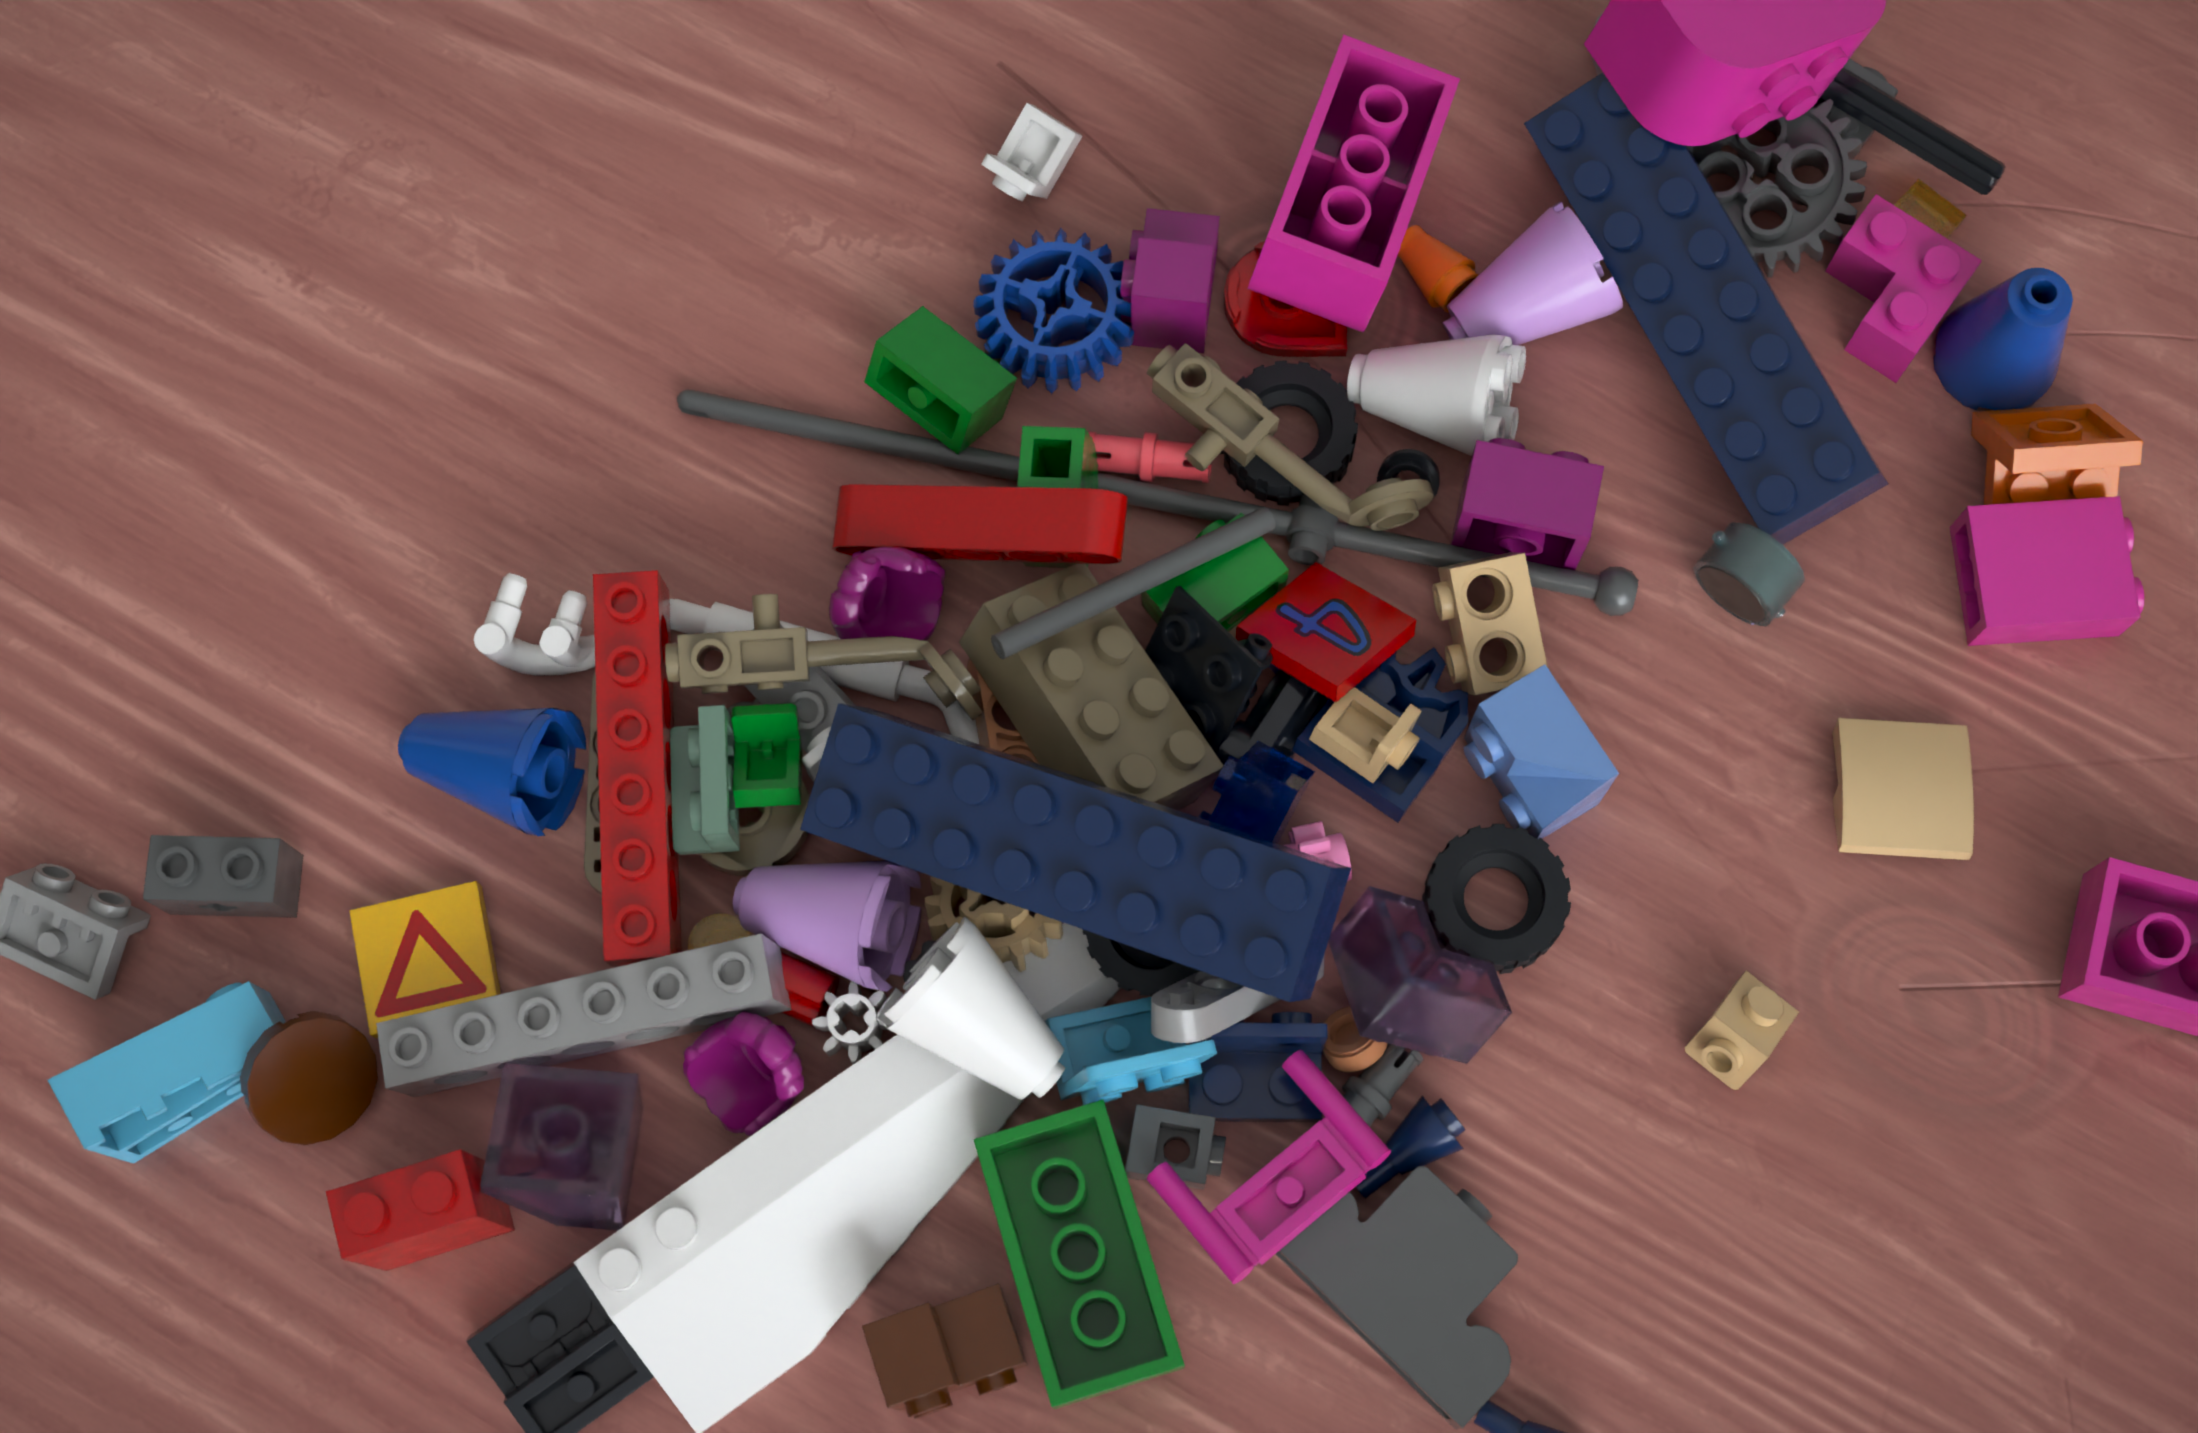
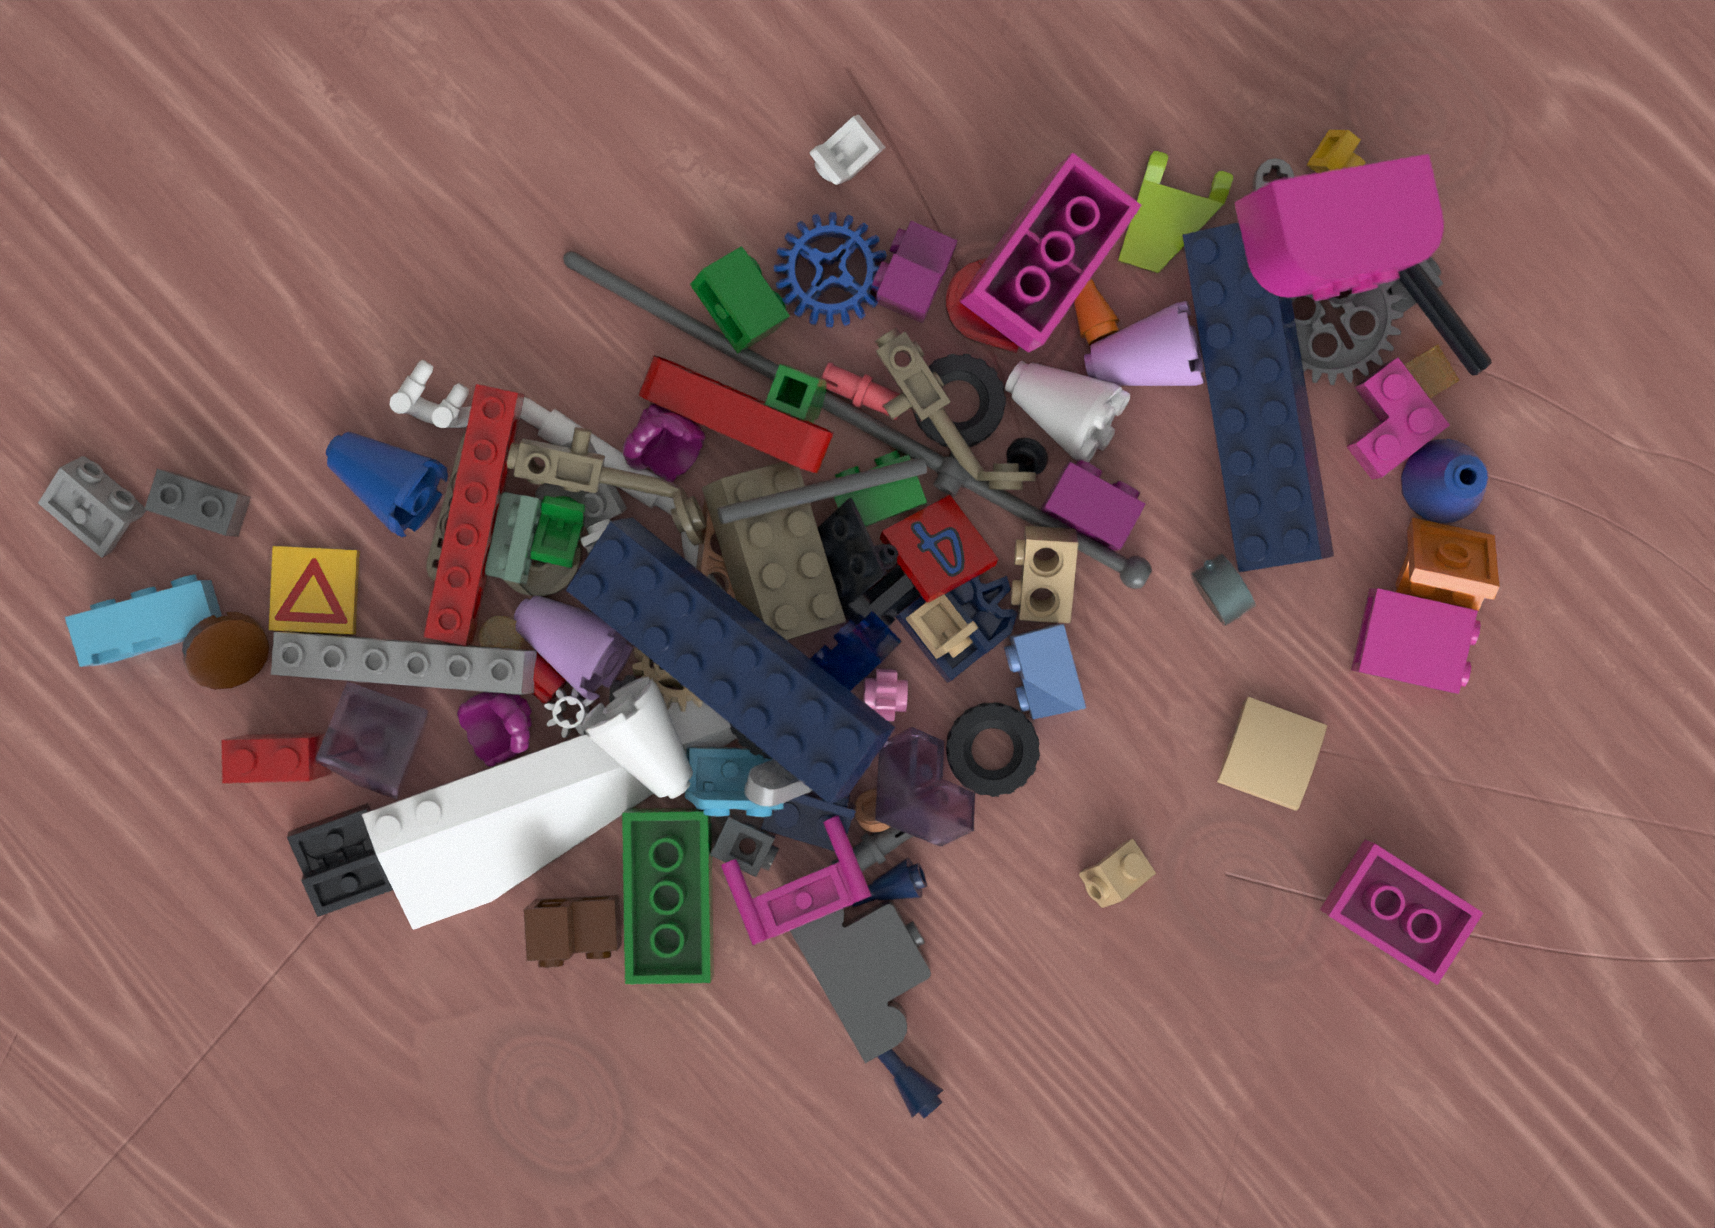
camera: 15 degrees right, 15 degrees up
(1486, 126) = (1166, 215): none -> lime flag

